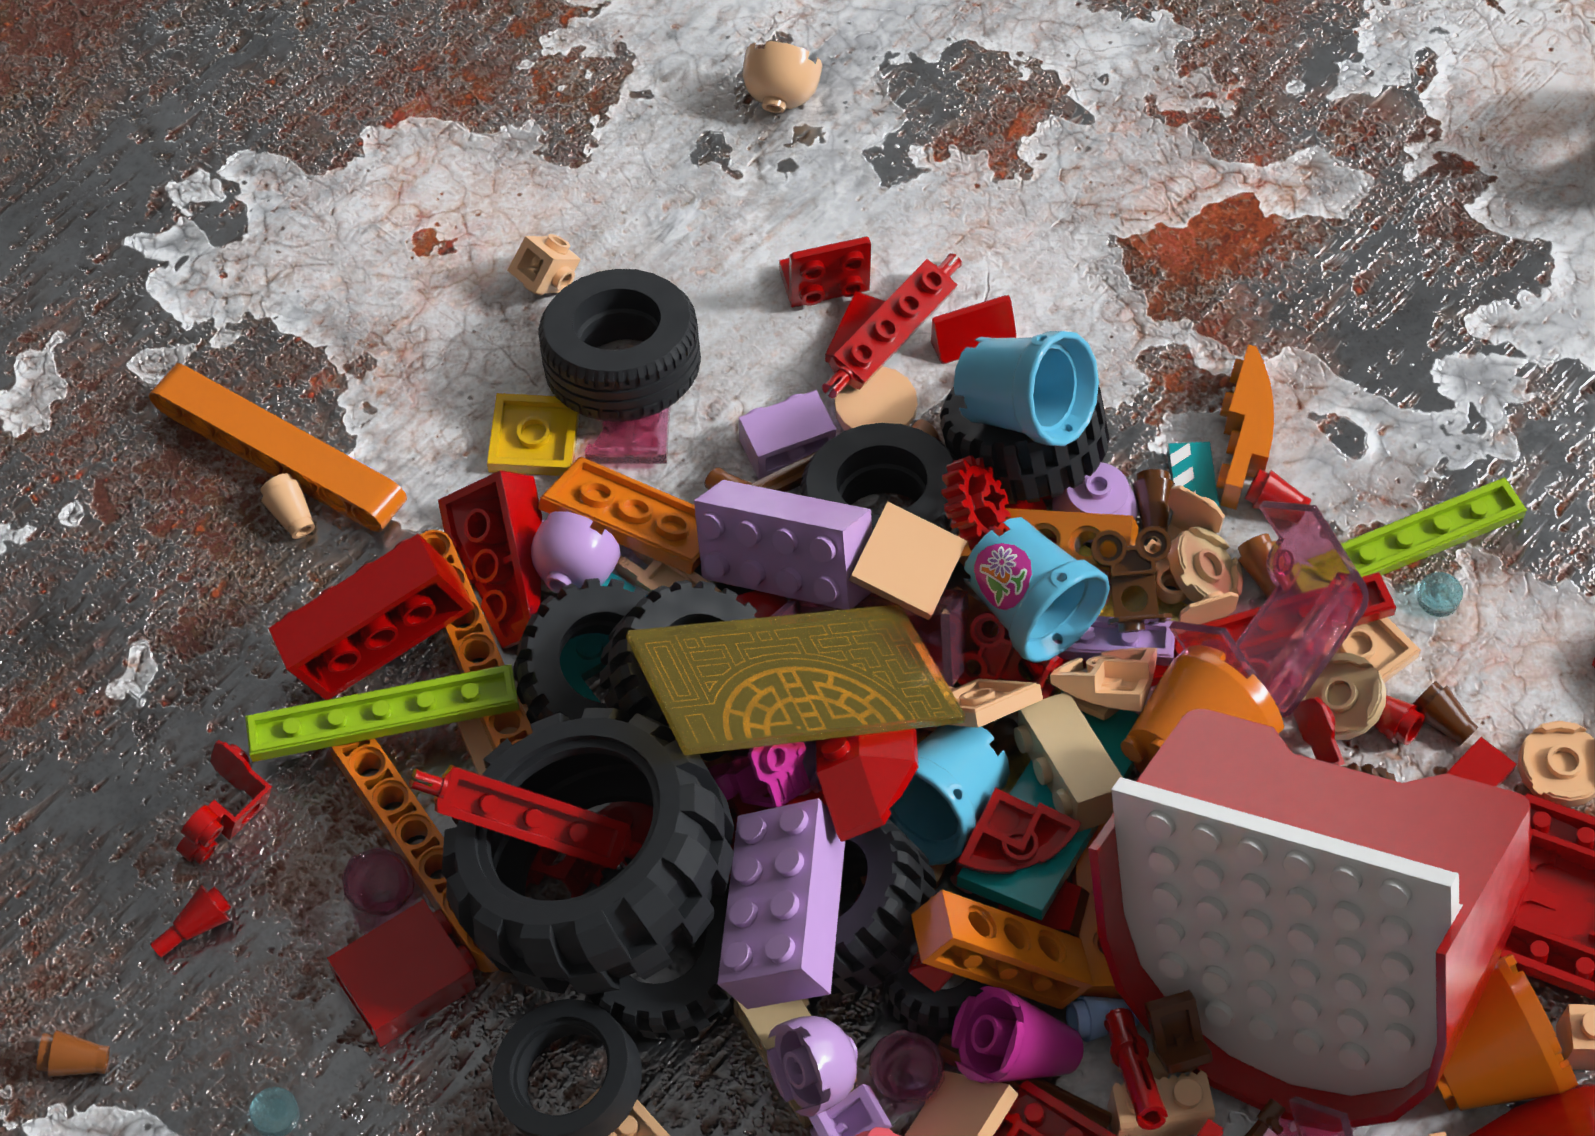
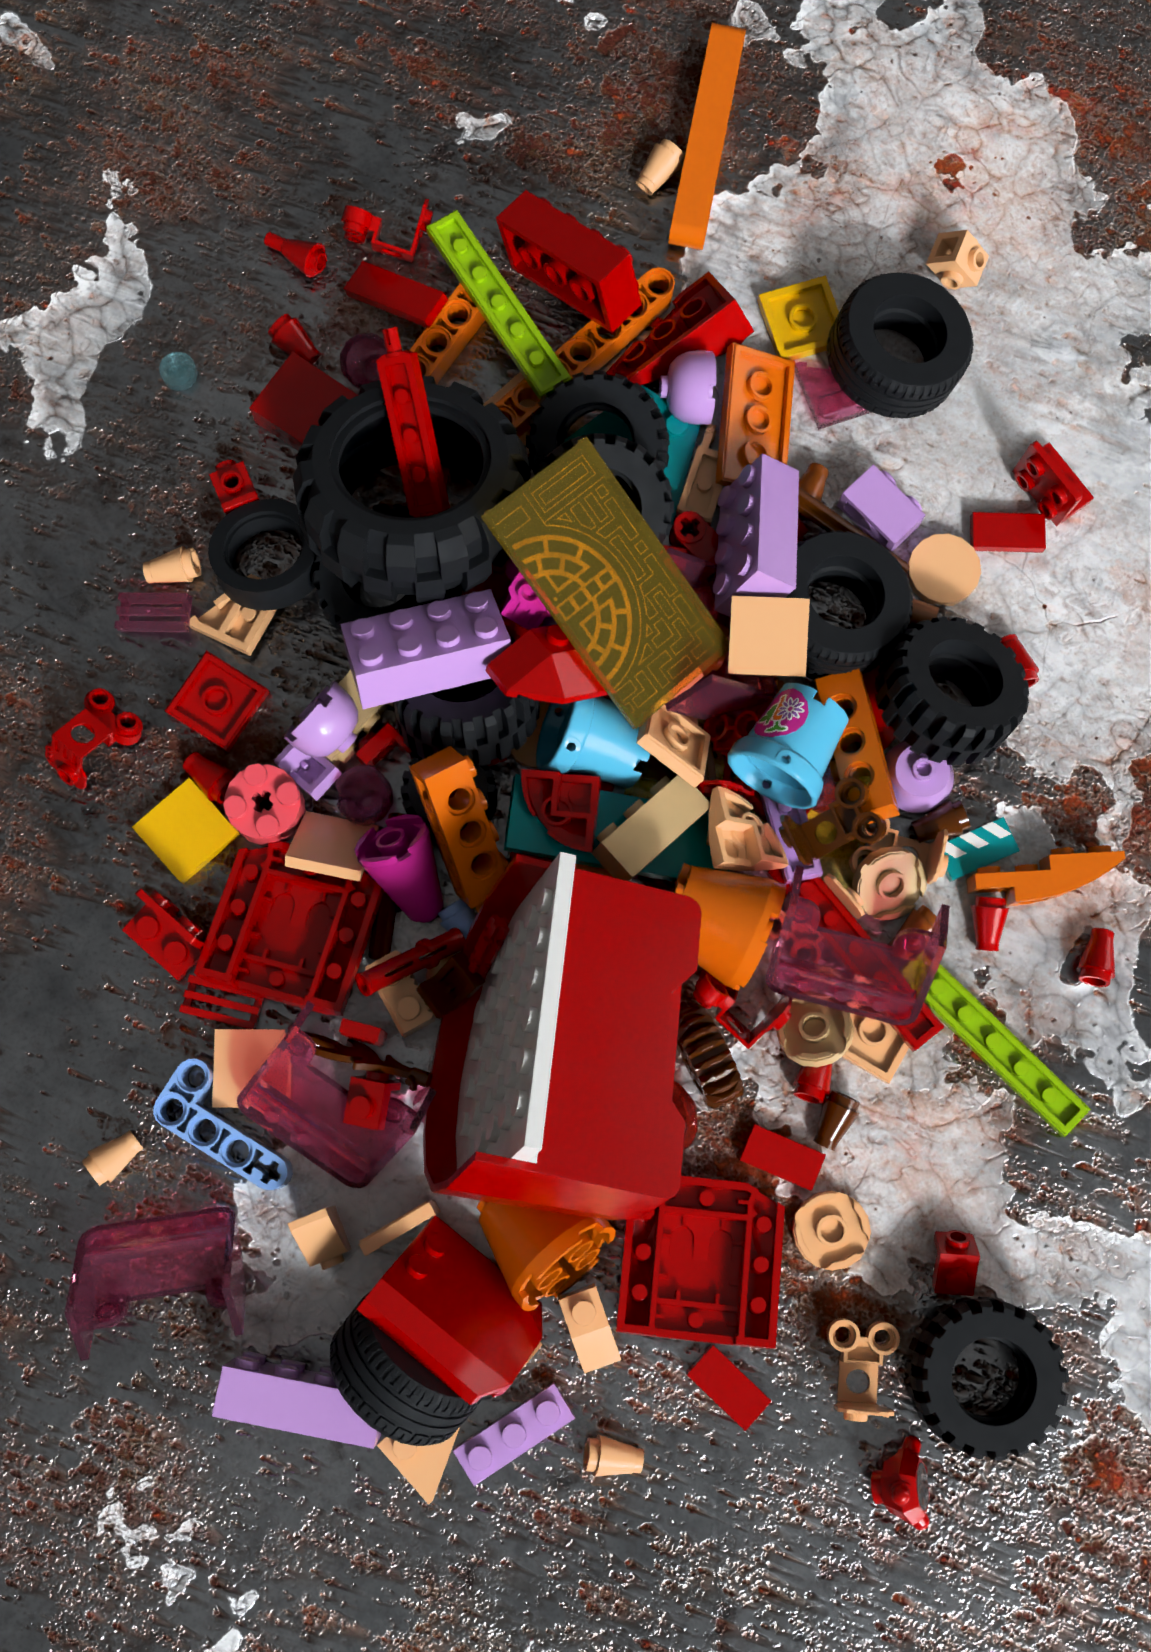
camera: 65 degrees right, 20 degrees up
(70, 1055) = (166, 216): dark orange cone -> none
(302, 961) = (290, 336): none -> red cone
(306, 825) = (396, 294): none -> red tile
(472, 1103) = (228, 474): none -> red brick
(848, 1016) = (378, 745): none -> red bracket
(892, 325) = (1022, 554): red plate -> none
(961, 327) = (1047, 622): red slope -> none
(974, 500) = (849, 671): red gear -> none
(1030, 385) = (958, 672): medium azure piece -> none
(1156, 957) = (489, 944): none -> red axle
(1350, 414) = (1098, 962): none -> red cone
(1440, 594) = (952, 1085): clear light blue tile -> none

